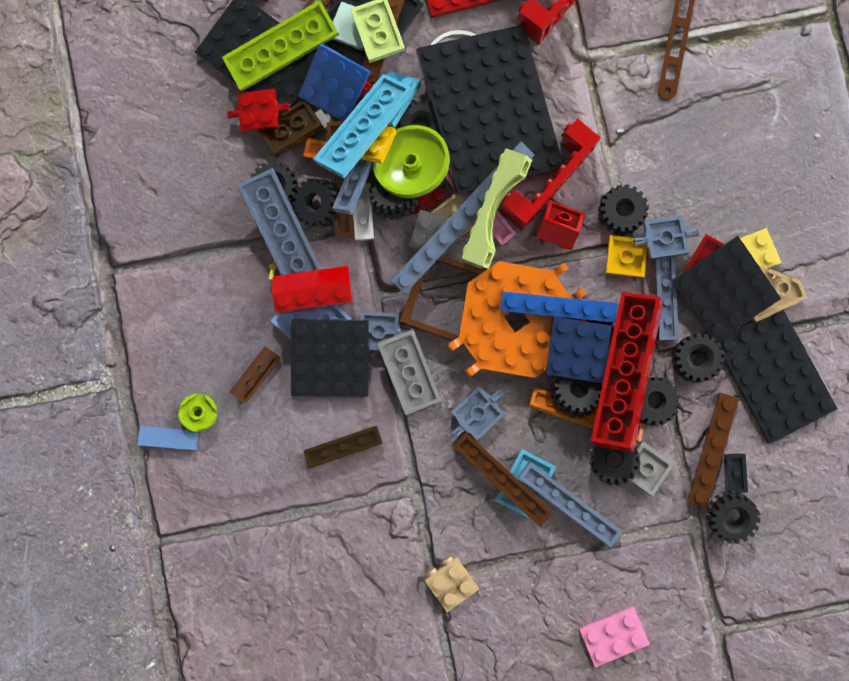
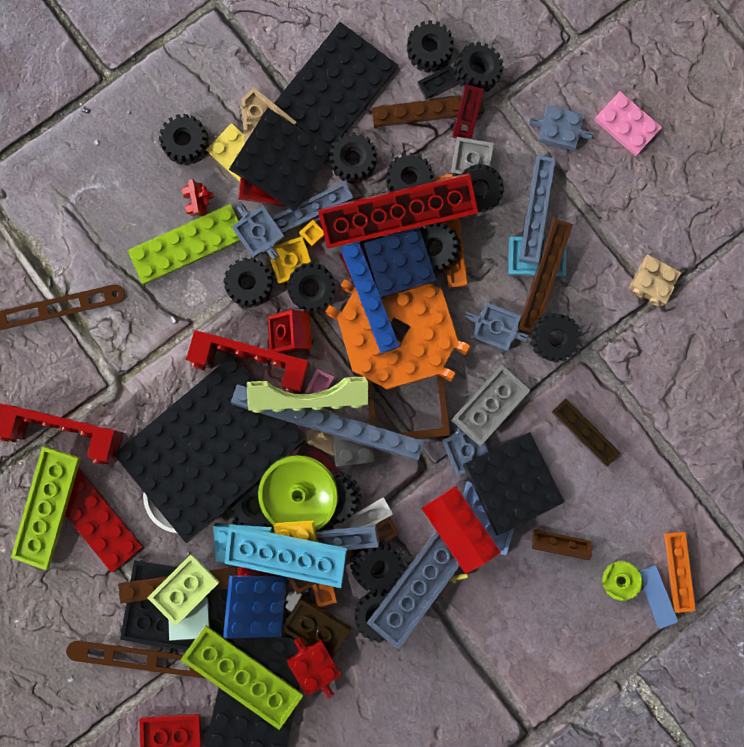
camera: 115 degrees left, 0 degrees up
(179, 468) = (679, 572): none -> orange plate
(456, 456) = (541, 335): none -> black tyre
(589, 248) = (314, 301): none -> black tyre
(638, 569) = (561, 128): none -> sand blue plate
(643, 286) = (312, 233): none -> yellow plate
(684, 170) = (185, 245): none -> lime plate
(694, 485) = (468, 111): none -> dark red plate
(721, 200) = (199, 197): none -> red hips
(760, 482) = (428, 59): none -> black tyre
(775, 222) = (193, 149): none -> black tyre

